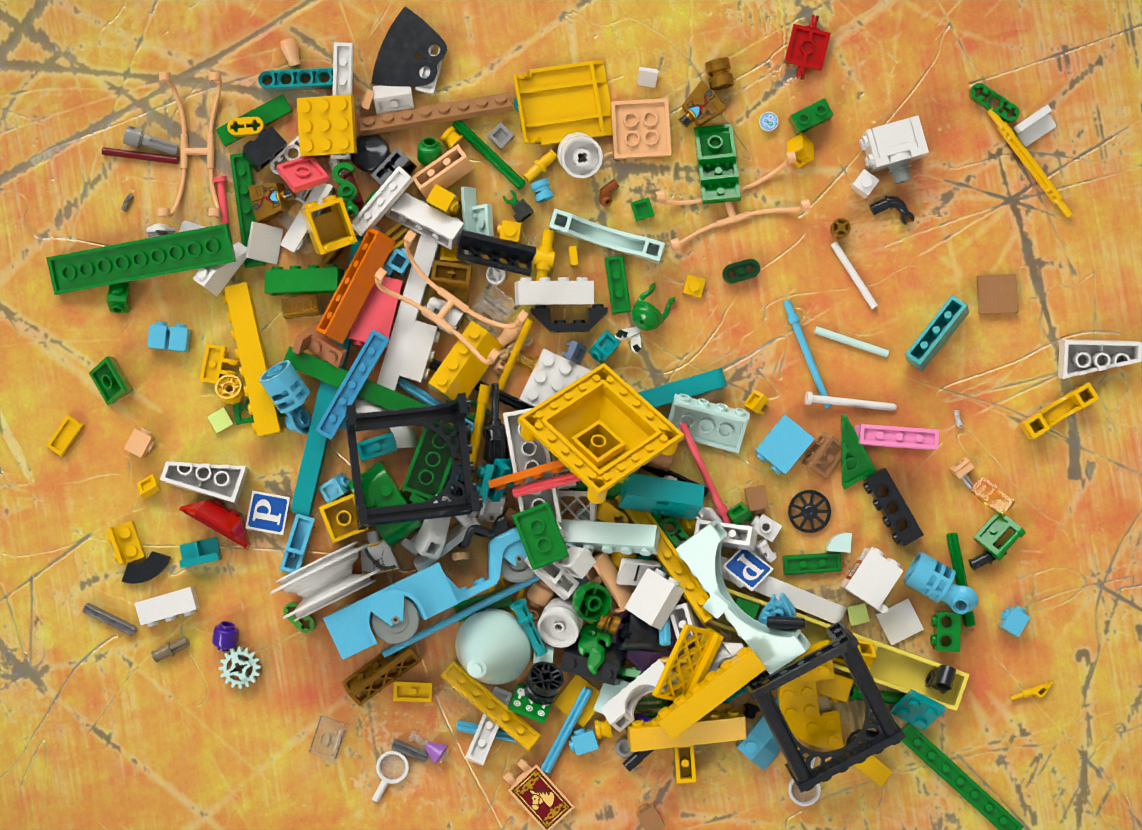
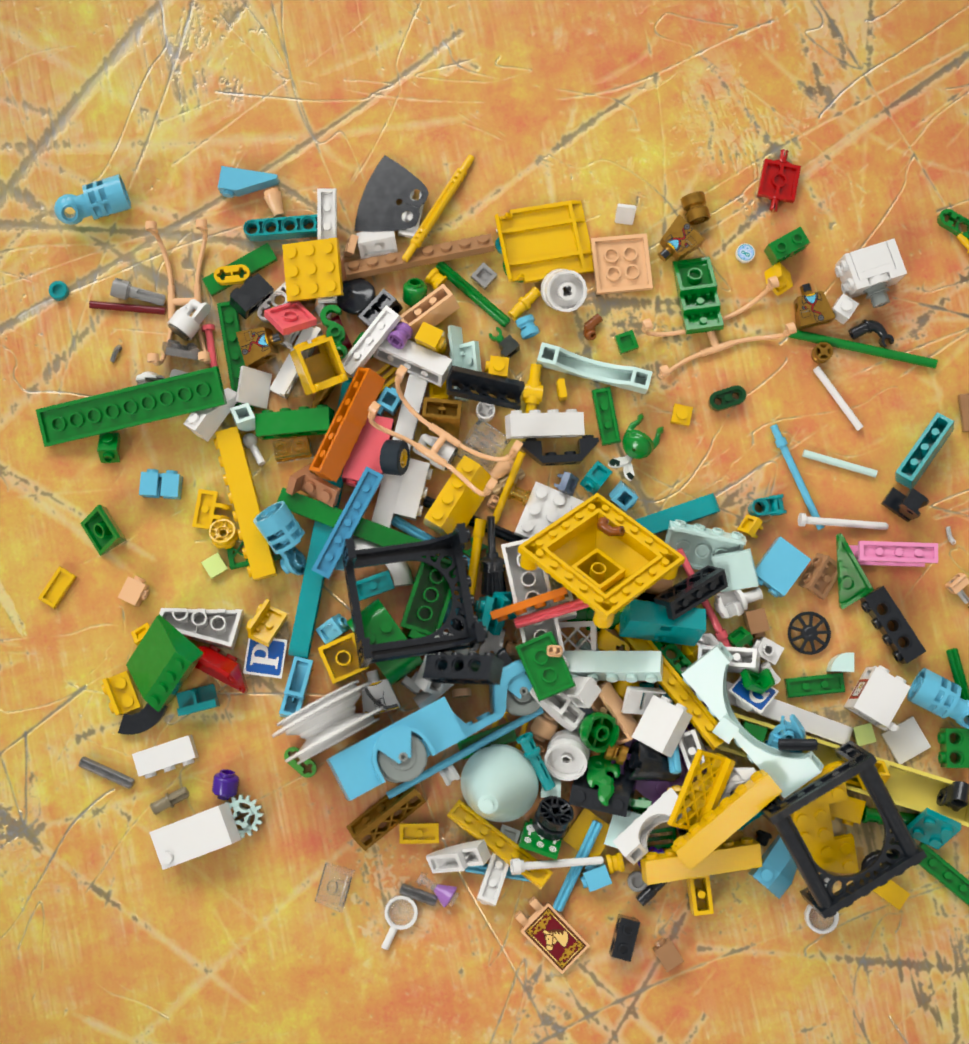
camera: 15 degrees left, 5 degrees down
(71, 135) = (58, 290): none -> teal tile
(112, 45) = (97, 200): none -> medium azure cylinder
(166, 516) = (162, 663): none -> green slope
(186, 202) = (176, 349): none -> flat silver plate
(194, 684) = (195, 836): none -> white brick
(195, 176) = (188, 326): none -> white piece
(253, 273) = (243, 417): none -> light aqua brick
(258, 30) = (242, 182): none -> medium azure slope
(260, 297) = (250, 441): none -> white bar
(269, 480) = (265, 623): none -> yellow bracket
(401, 320) = (394, 457): none -> black wheel
(413, 194) = (400, 335): none -> medium lavender wheel
(444, 636) = (449, 774): none -> white wheel
(450, 716) = (459, 857): none -> white slope
(456, 64) = (438, 208): none -> yellow axle
(458, 536) = (463, 669): none -> black brick
(507, 728) = (518, 866): none -> white piece
(550, 521) = (554, 651): none -> light nougat rock
(605, 398) = (603, 526): none -> dark orange arm
(608, 801) = (624, 937): none -> black brick
(630, 367) = (623, 496): none -> medium azure brick
(693, 466) = (692, 591): none -> black fence
(736, 478) = (735, 603): none -> white piece
(737, 446) = (738, 569): none -> light aqua tile
(751, 559) = (757, 682): none -> green bracket
(778, 383) = (770, 506): none -> teal piece
(832, 182) = (812, 308): none -> pearl gold torso
(884, 225) = (866, 349): none -> green piece
(912, 385) = (905, 505): none -> black piece

